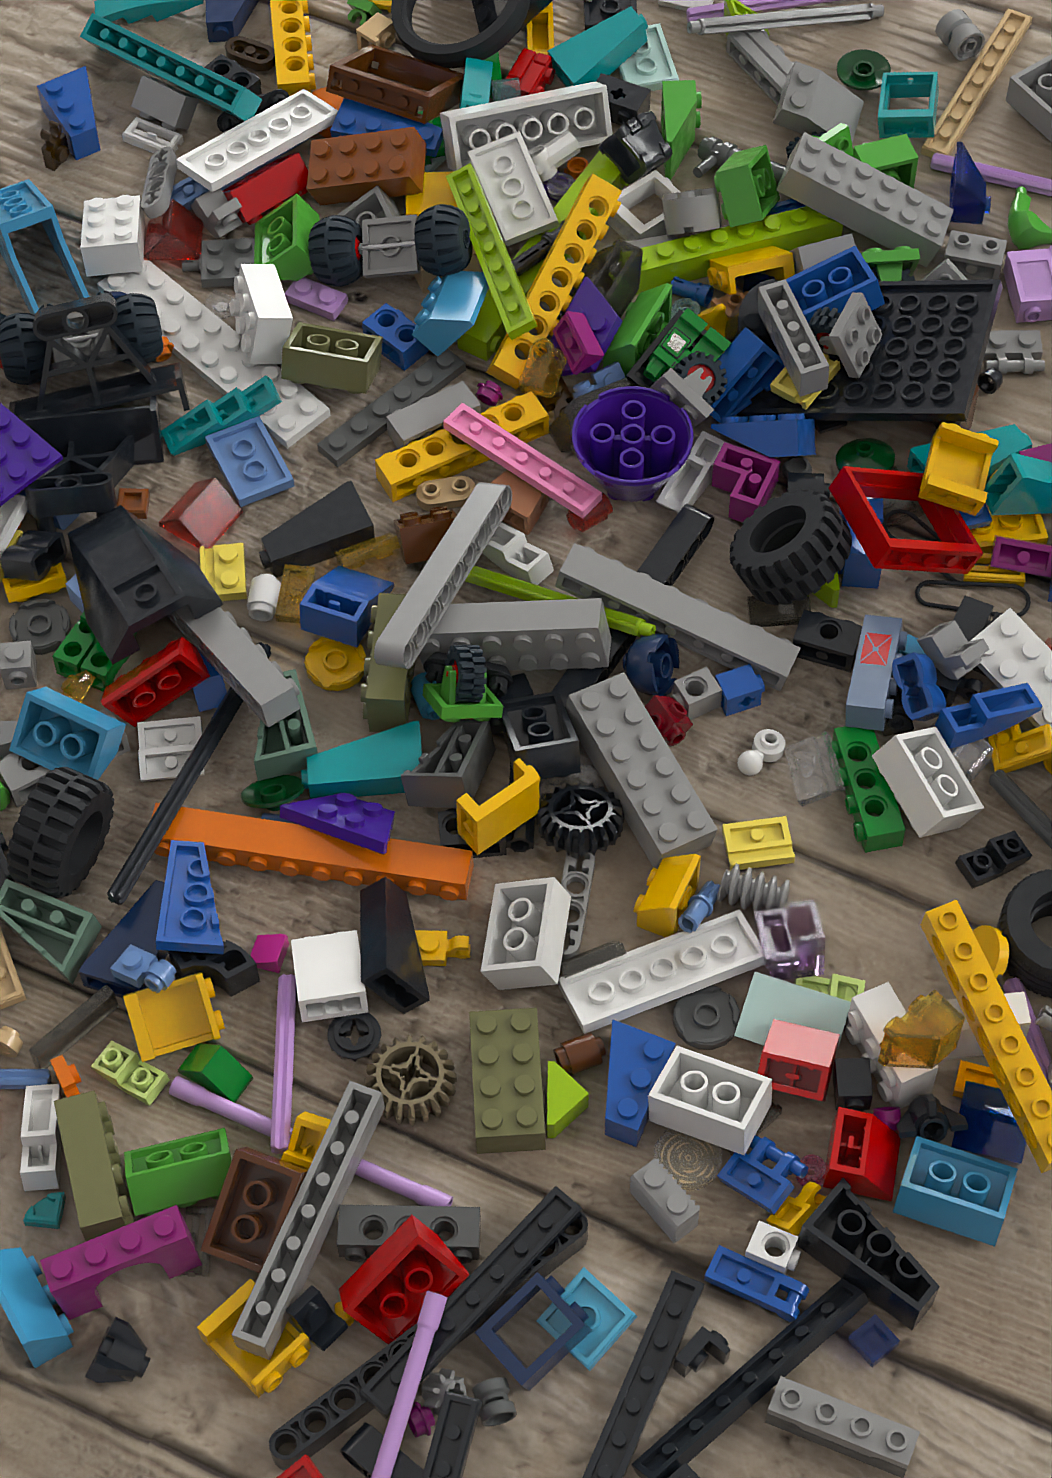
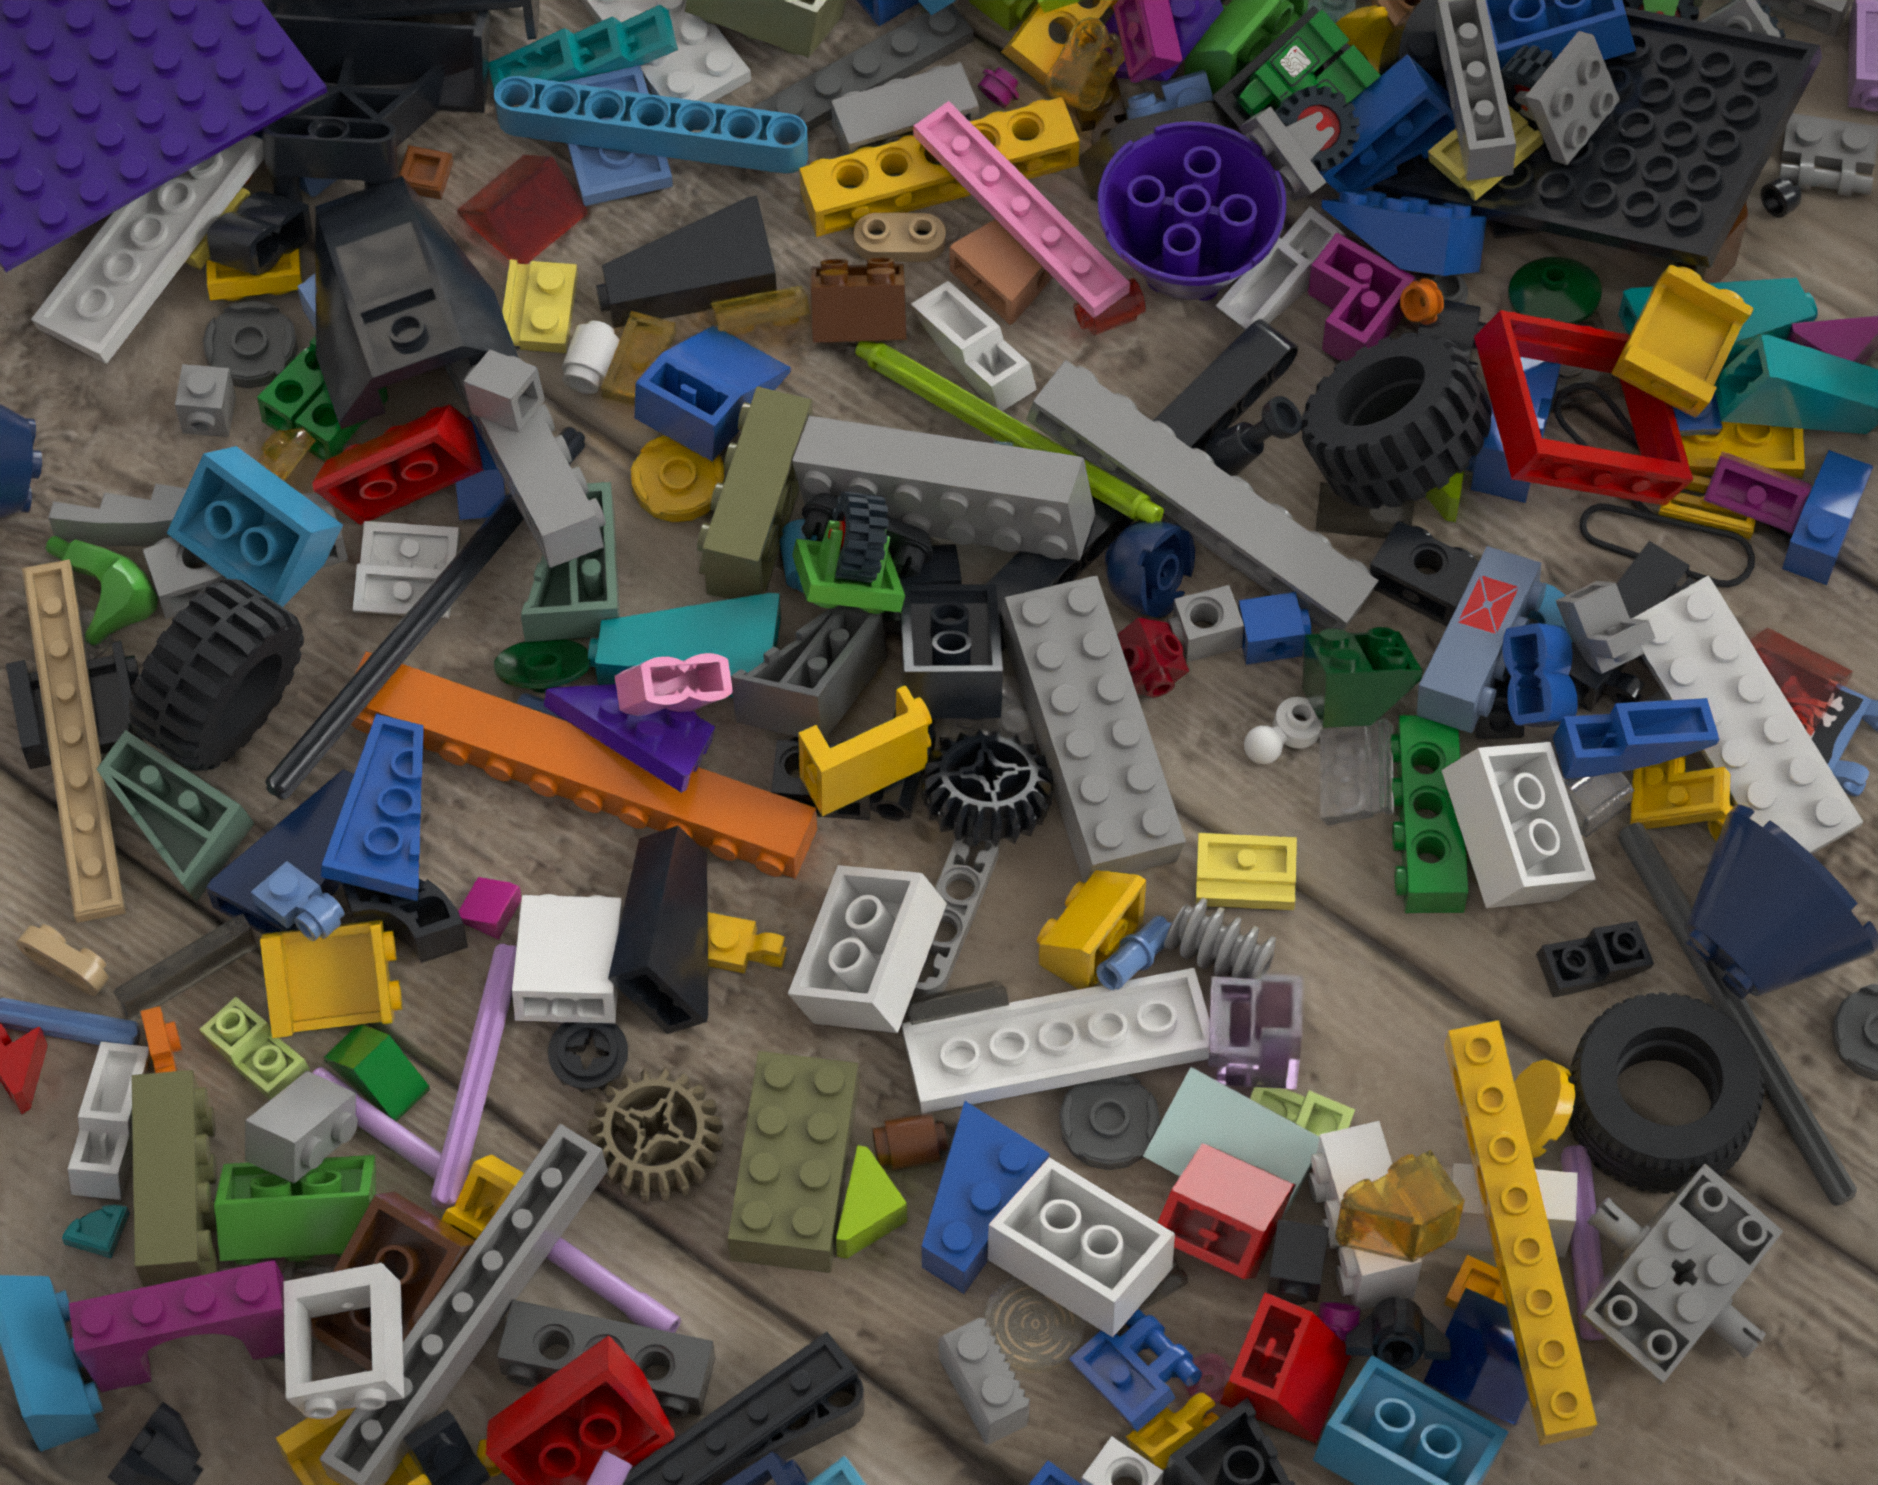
camera: 10 degrees right, 5 degrees up
(173, 1116) = (300, 1126): none -> light grey brick
(216, 620) = (504, 390): none -> light grey brick
(219, 1221) = (335, 1293): none -> white window
(274, 448) = (633, 111): none -> dark azure beam
(364, 786) = (673, 684): none -> bright pink brick
(442, 576) = (858, 376): light grey beam -> none
(695, 578) = (1243, 443): none -> black piece
(782, 476) = (1422, 301): none -> orange plate
(801, 708) = (1357, 675): none -> dark green slope

